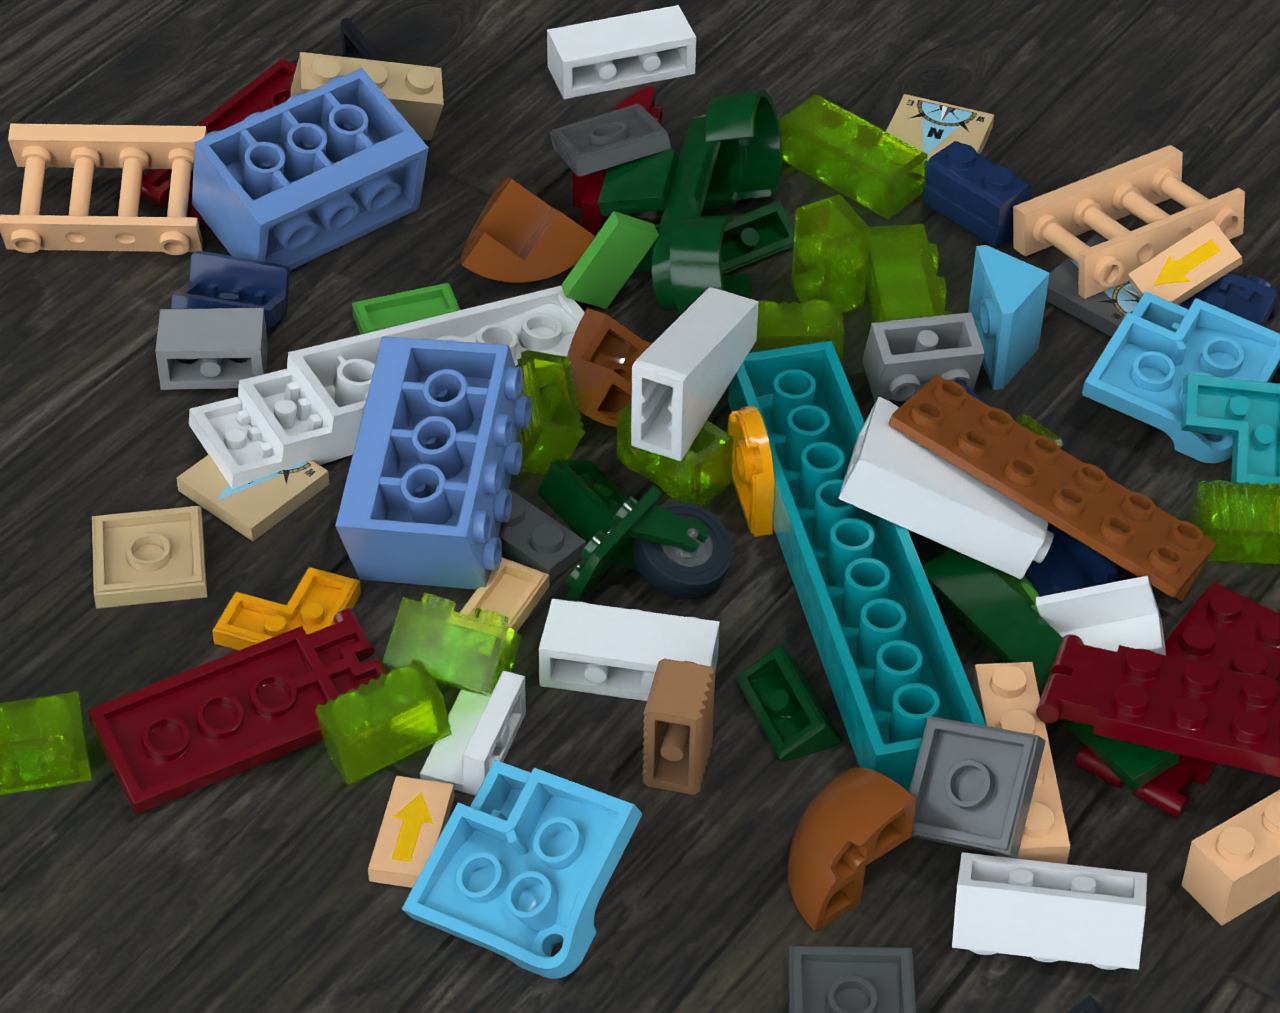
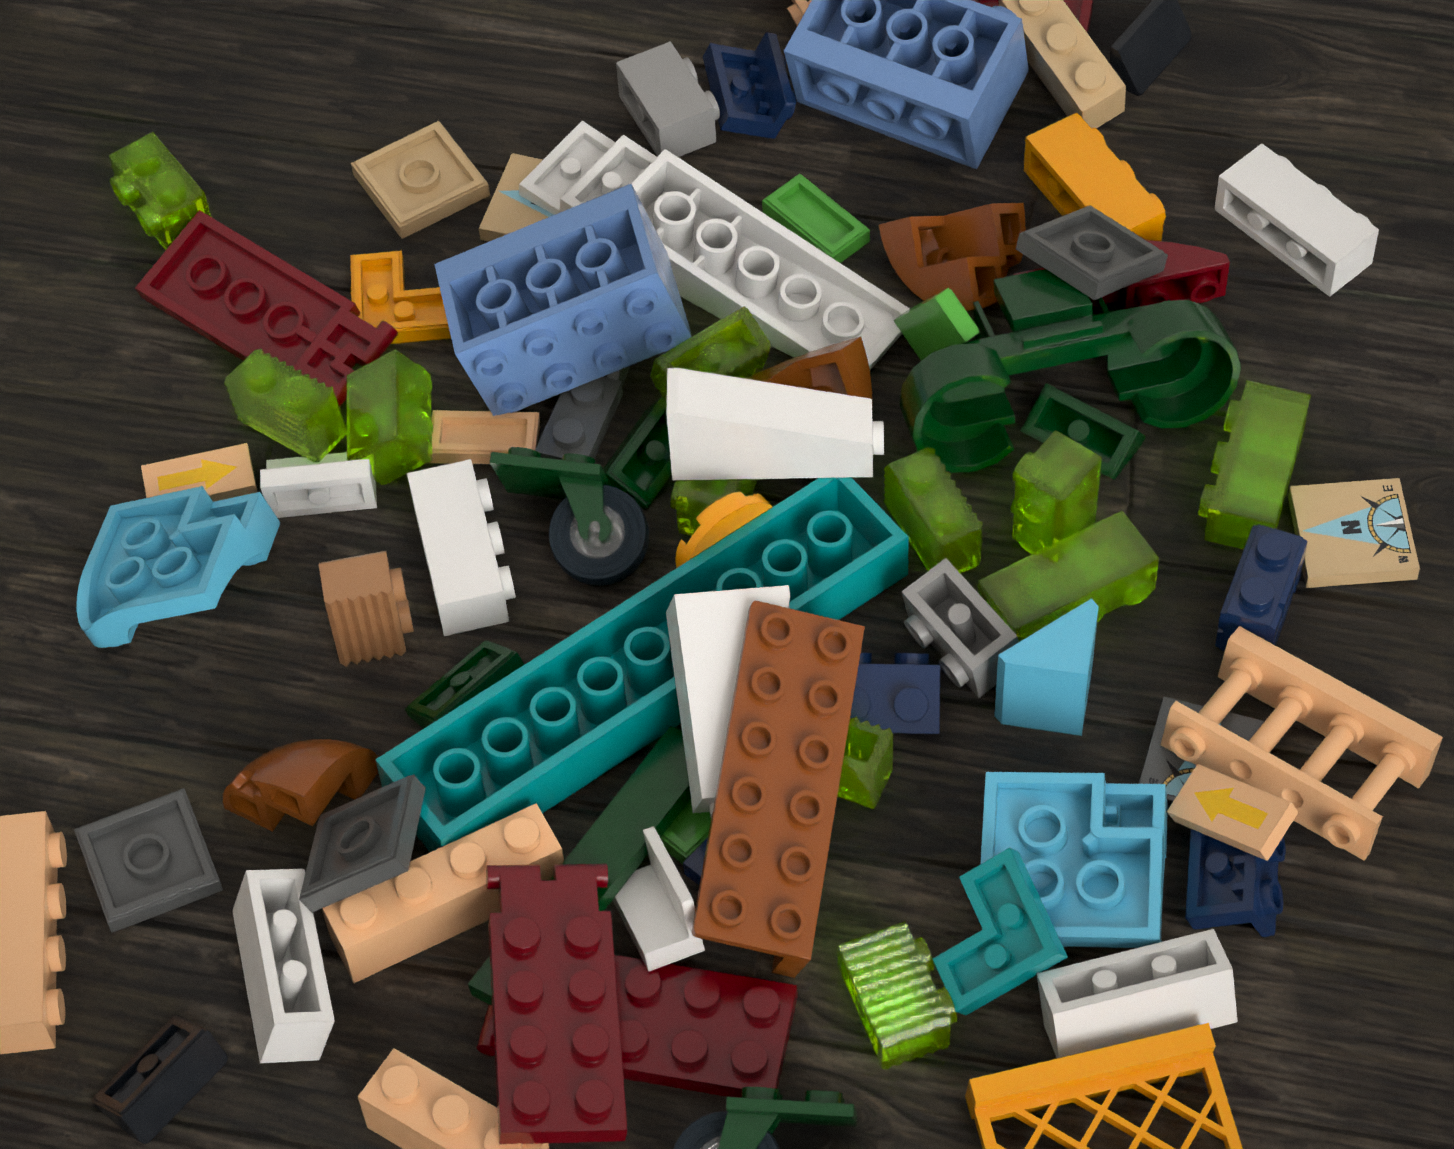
camera: 70 degrees right, 10 degrees up
(502, 142) = (1079, 170): none -> light orange brick

